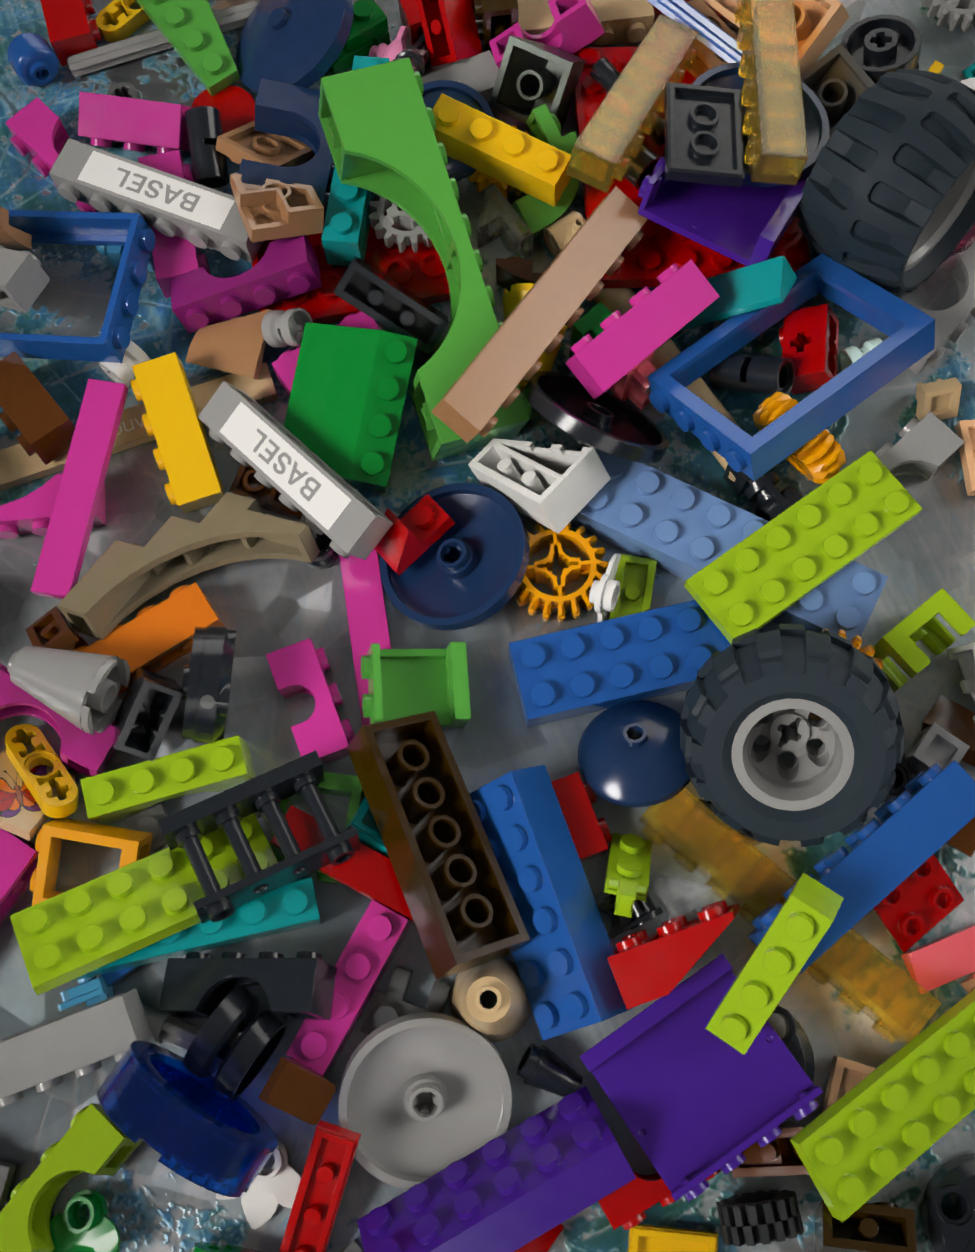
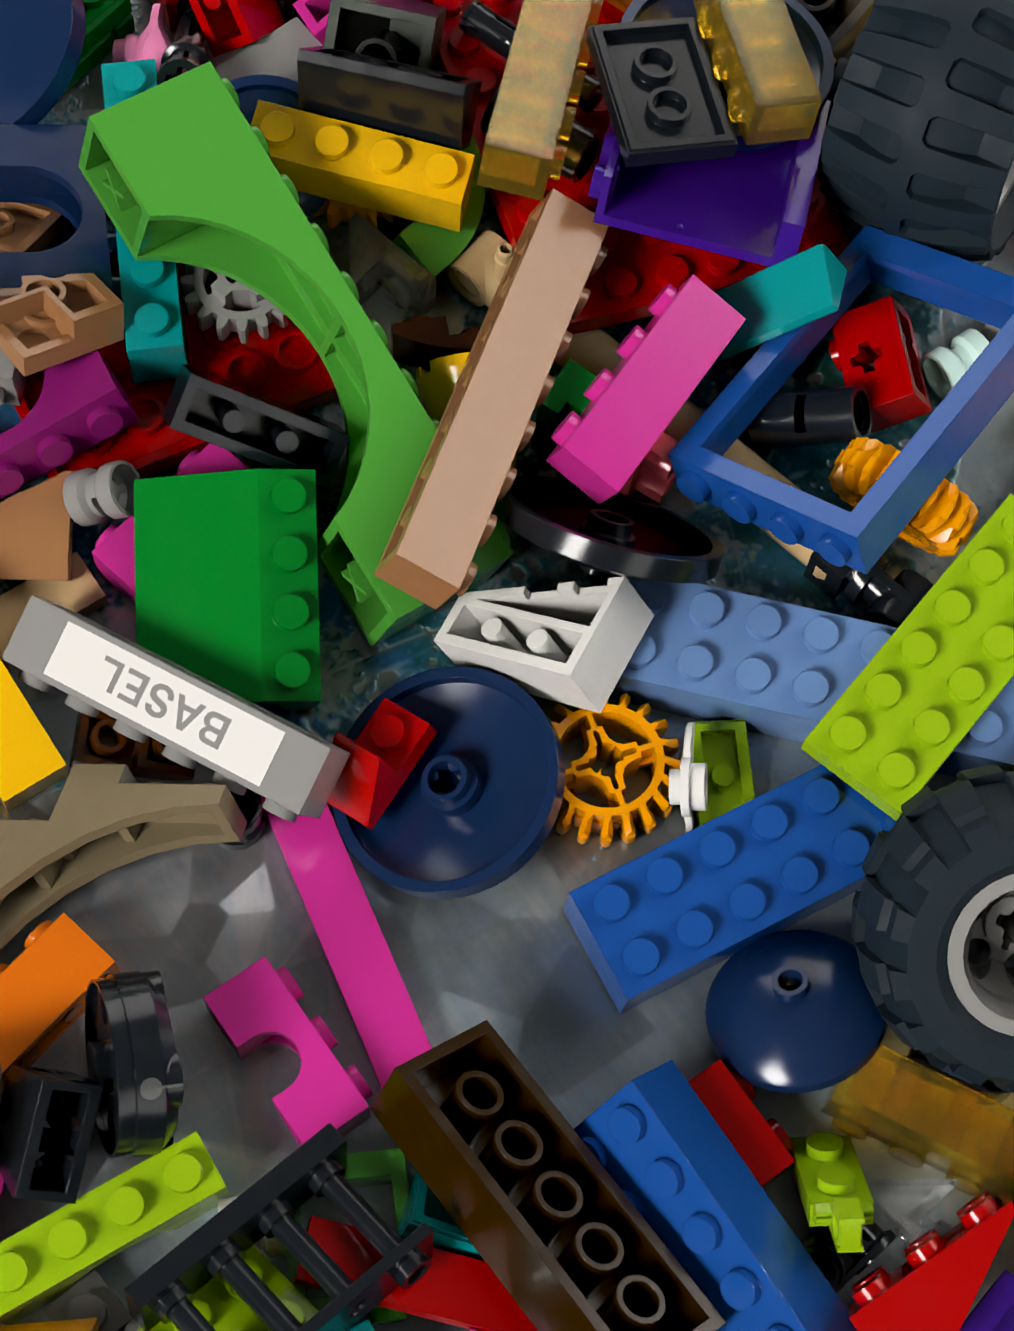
camera: 25 degrees left, 5 degrees down
(416, 683) = (443, 986): bright green panel -> none
(525, 106) = (388, 95): none -> black slope

